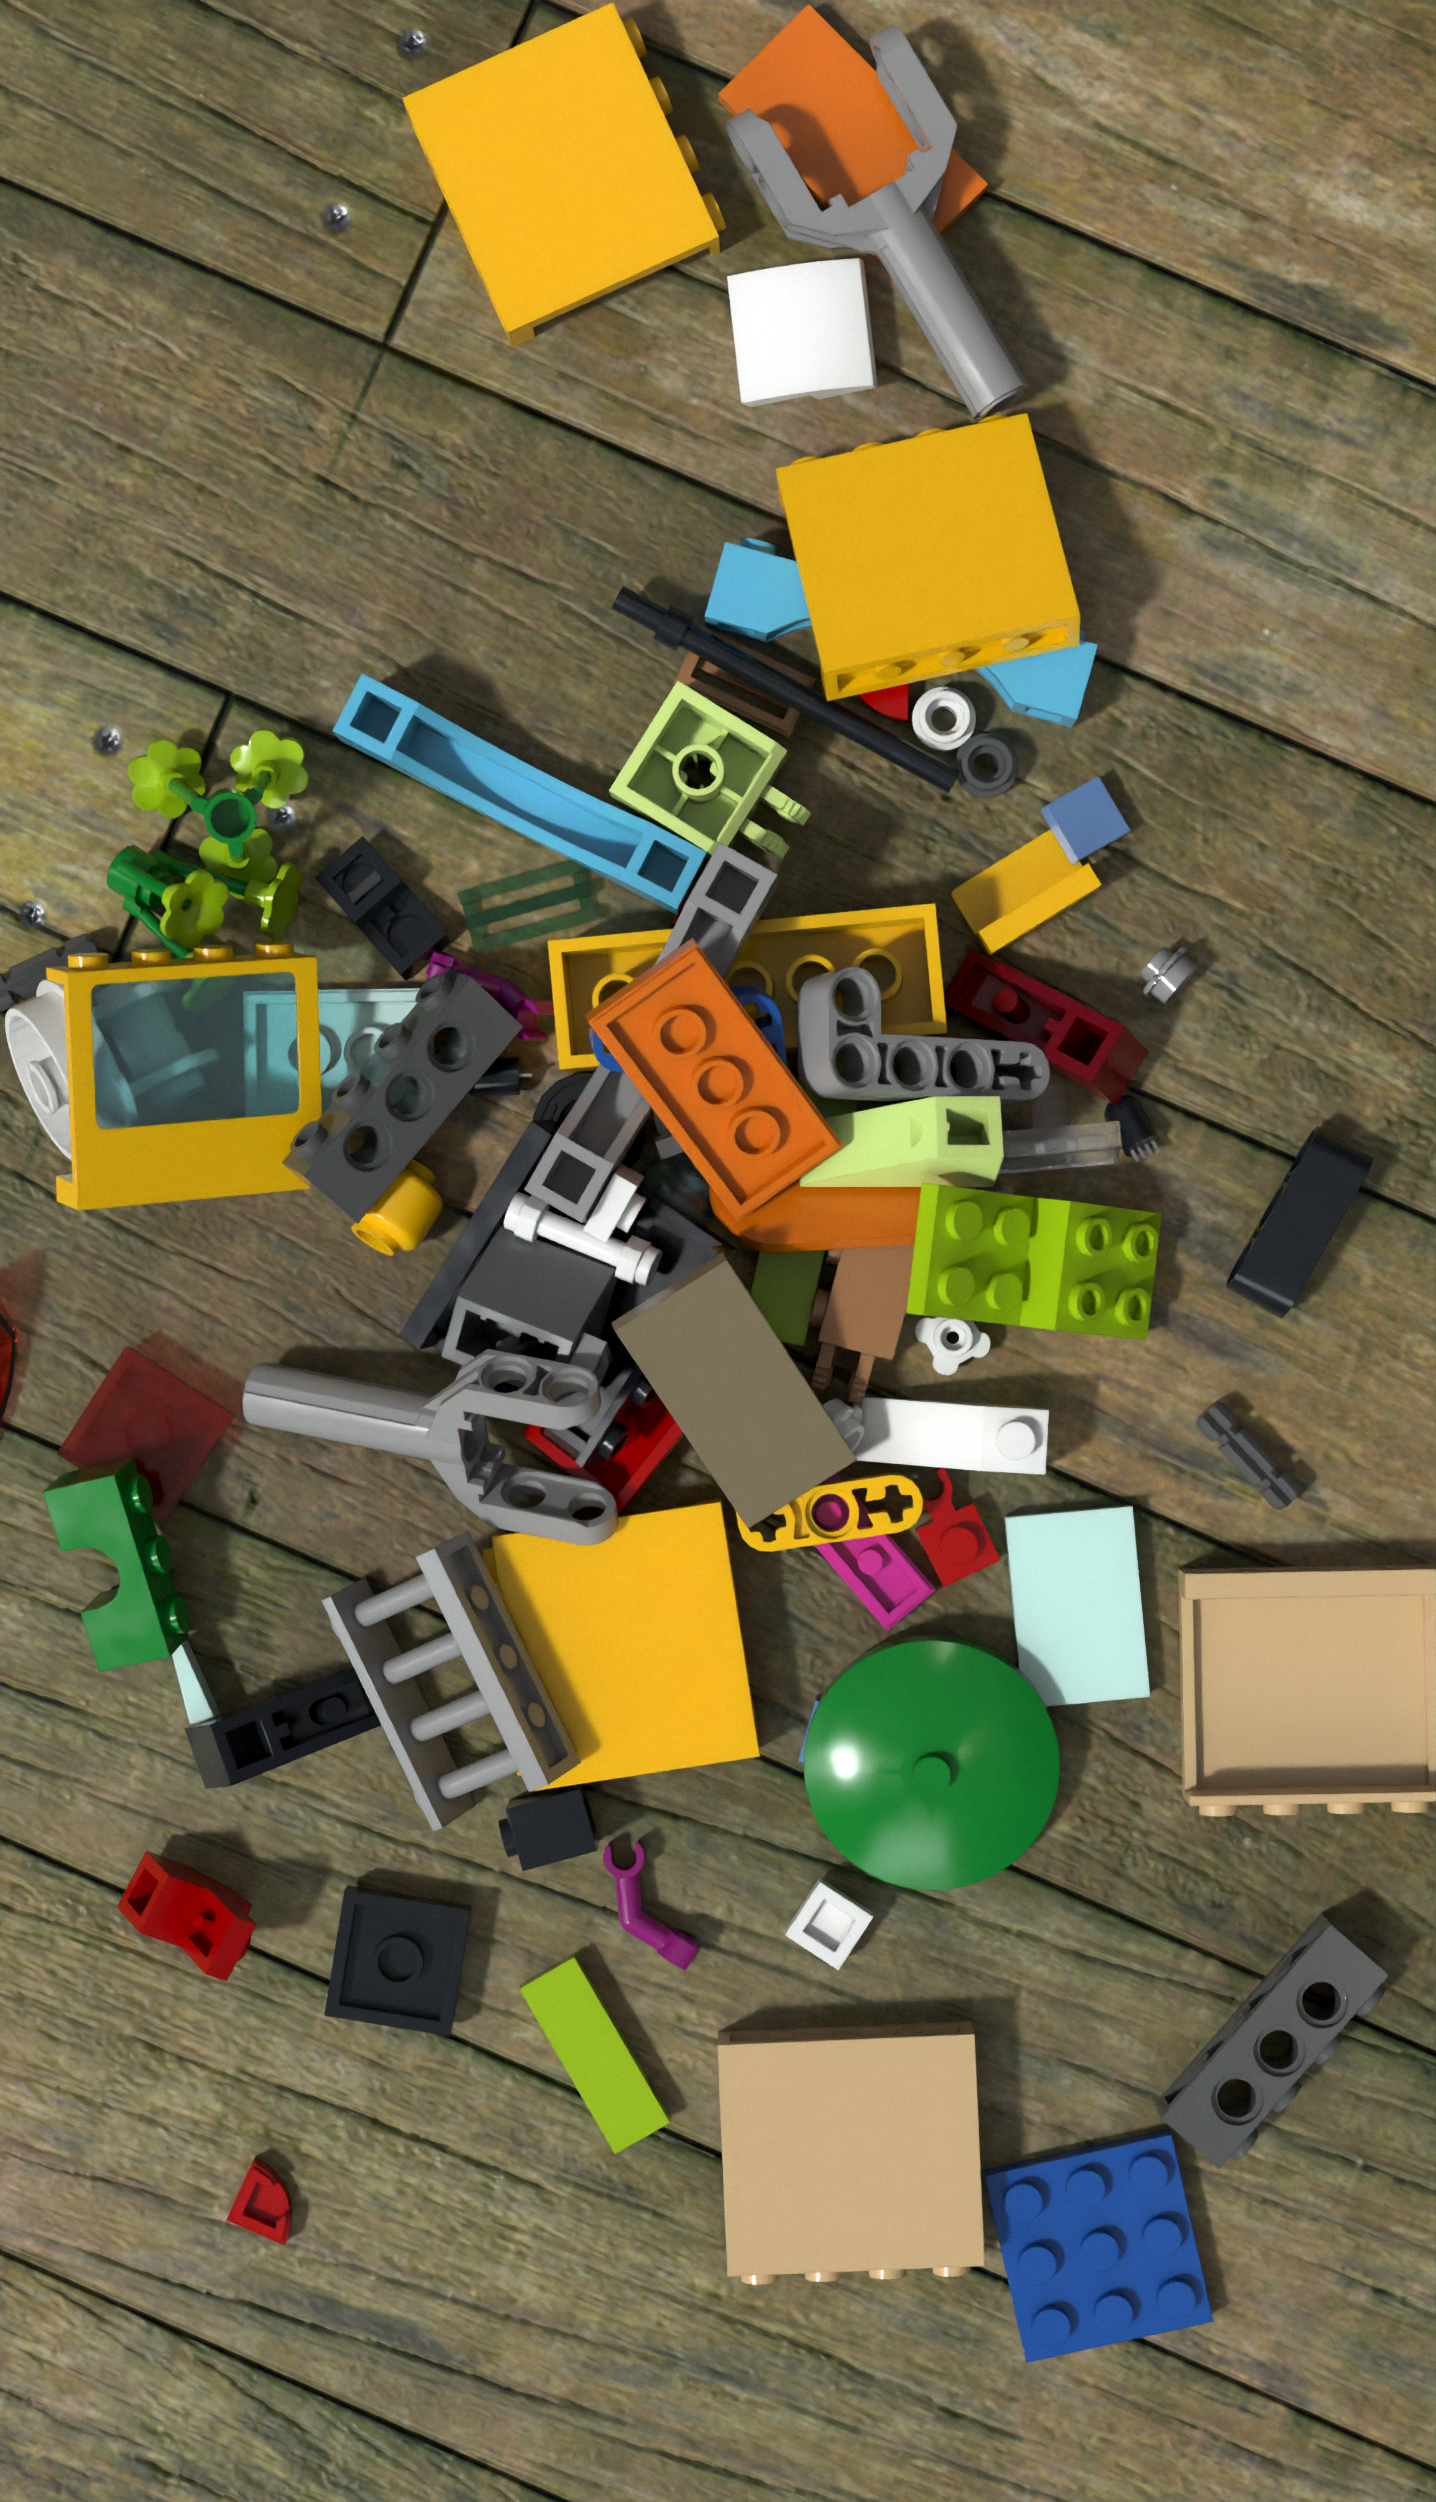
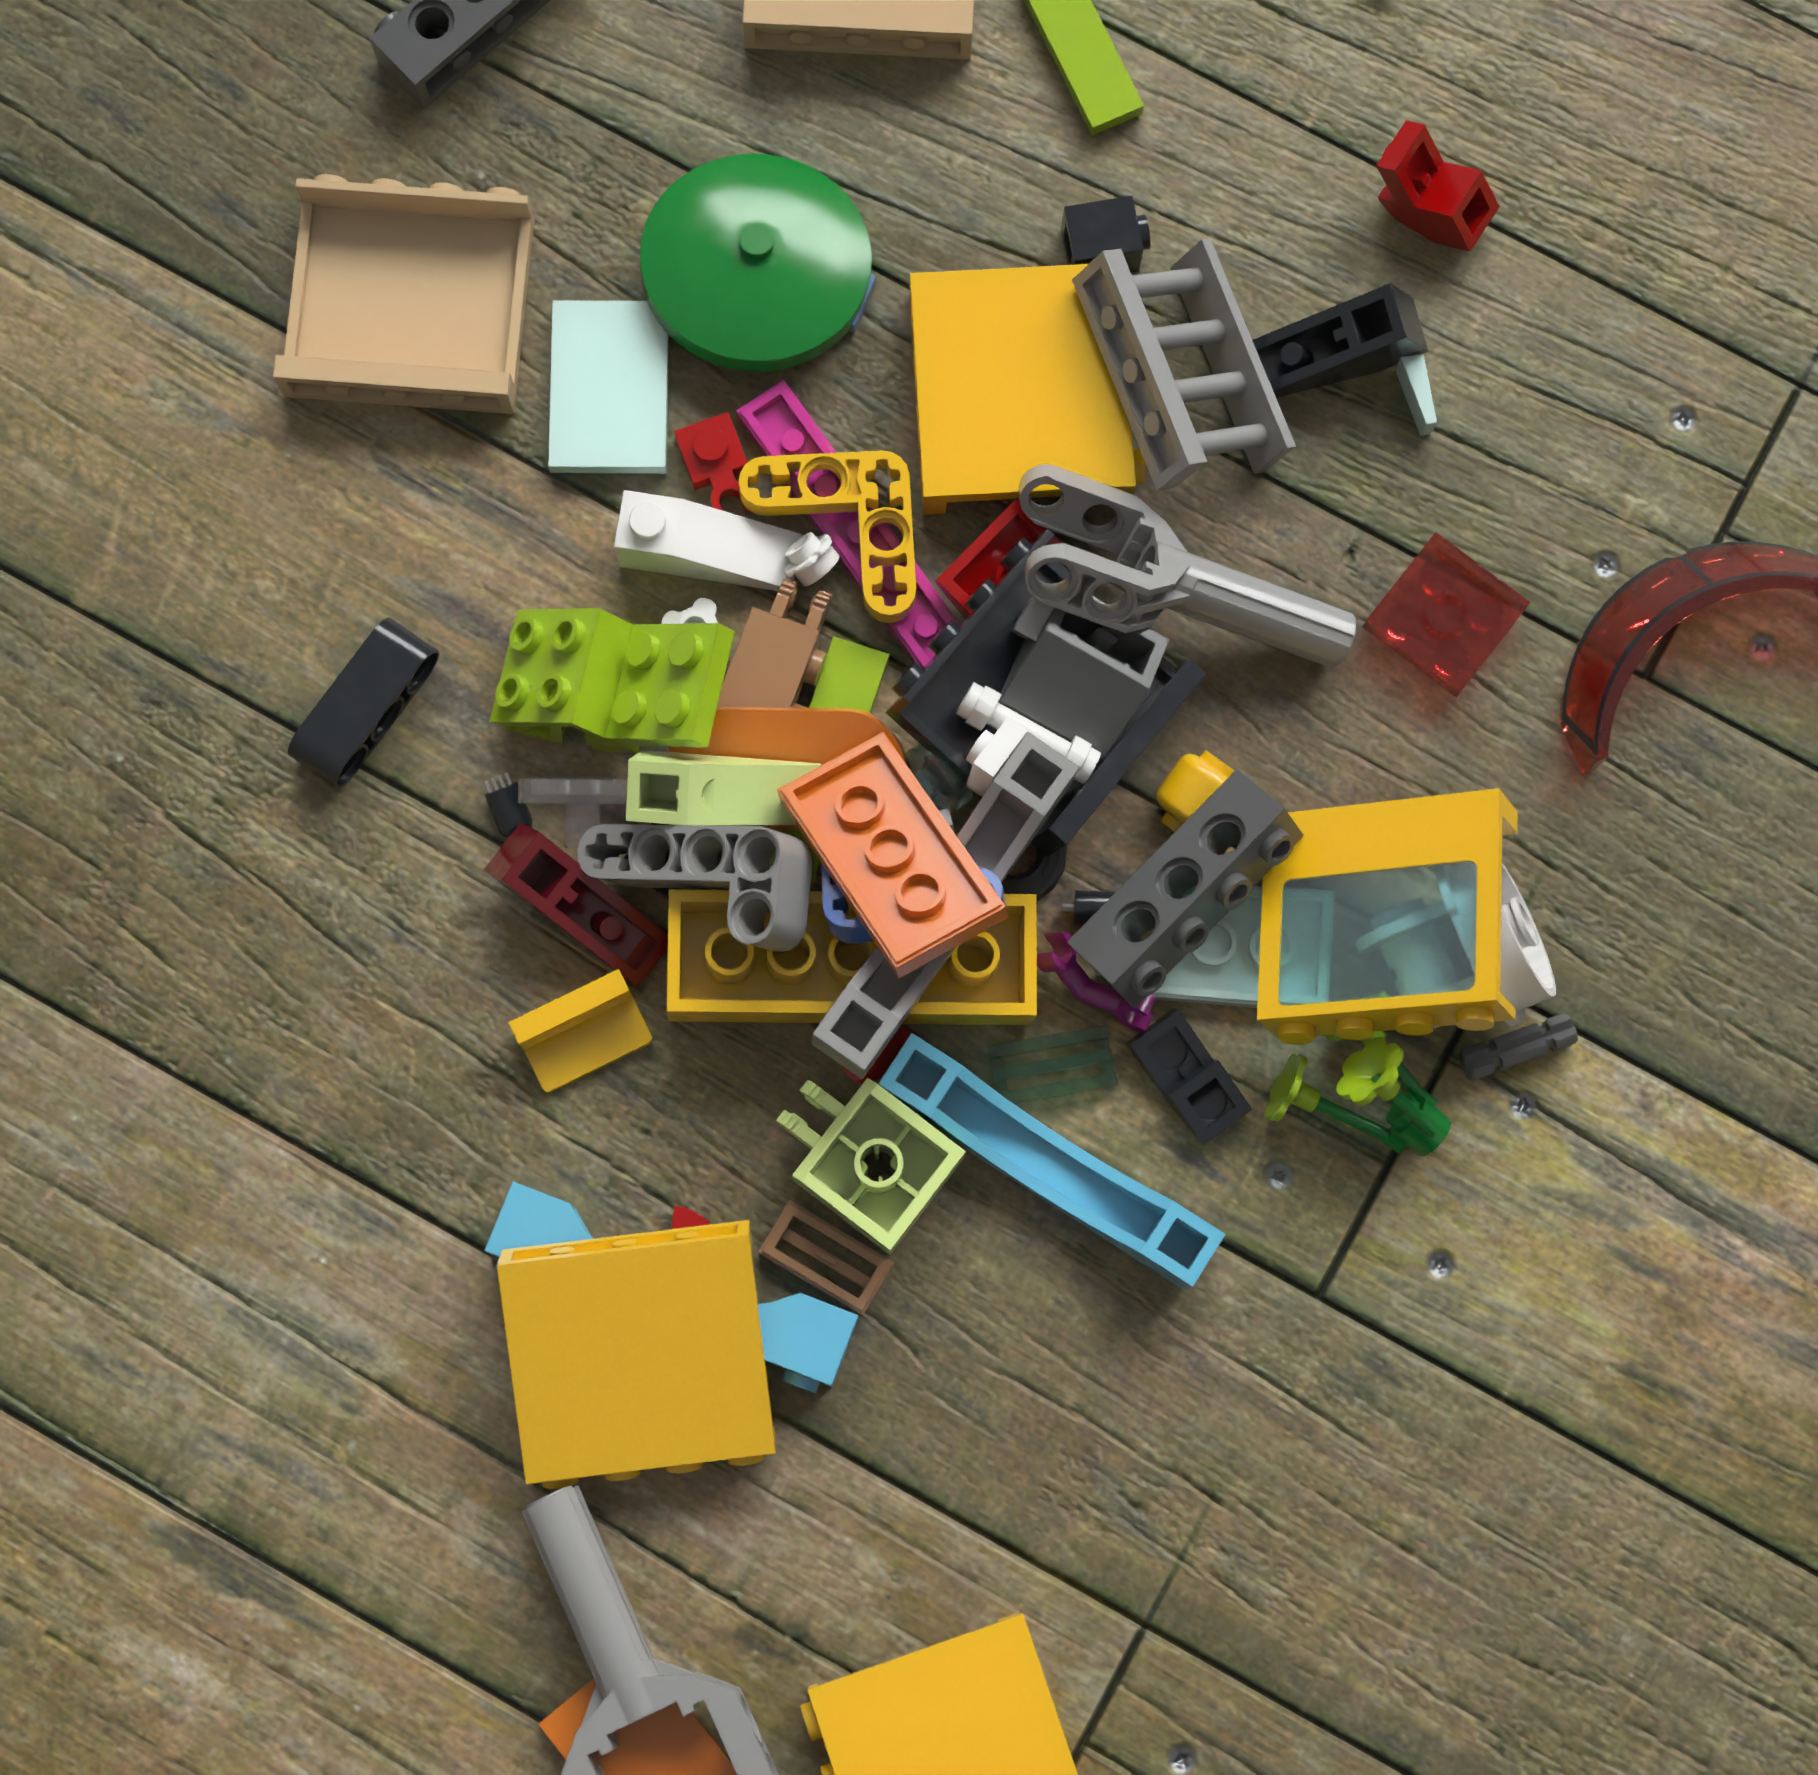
camera: 175 degrees left, 10 degrees down
(111, 1512) = (1484, 539): green arch -> none
(267, 772) = (1330, 1152): lime plant -> none
(398, 1960) = (1250, 139): black plate -> none
(668, 1942) = (1003, 131): magenta arm -> none
(676, 630) = (886, 1309): black bar -> none
(734, 1390) = (901, 581): dark tan tile -> none
(802, 331) = (735, 1593): white slope -> none
(829, 1923) = (862, 134): white plate -> none
(948, 699) = (635, 1184): white plate -> none
(991, 746) = (591, 1141): dark grey plate -> none
(1085, 820) = (517, 1093): medium blue tile -> none
(1167, 974) = (456, 941): light grey plate -> none
(1248, 1455) = (437, 502): dark grey axle -> none

